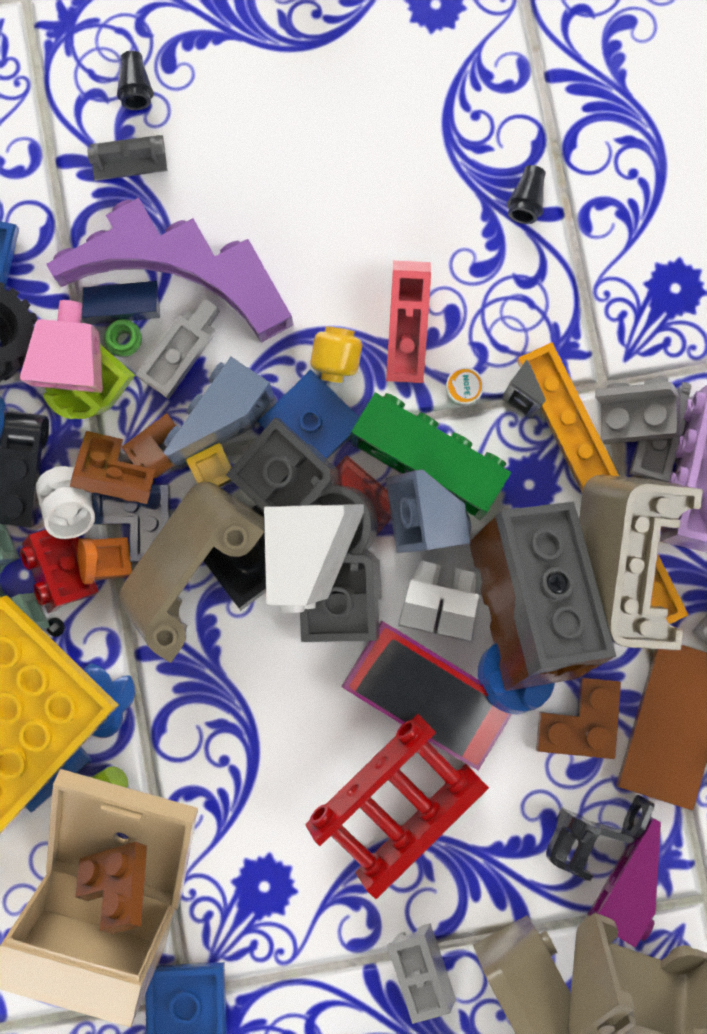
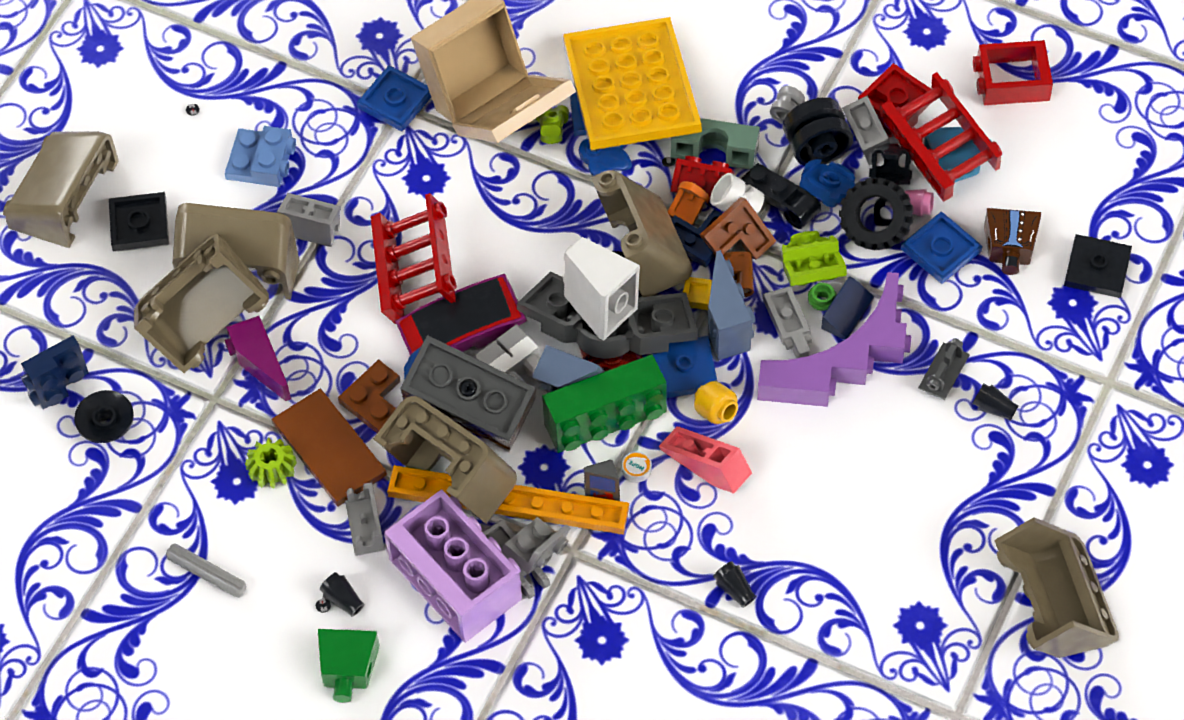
camera: 125 degrees right, 25 degrees down
(64, 352) = (828, 245): bright pink torso -> none
(120, 880) = (494, 93): dark orange plate -> none
(574, 826) = (318, 343): black piece -> none

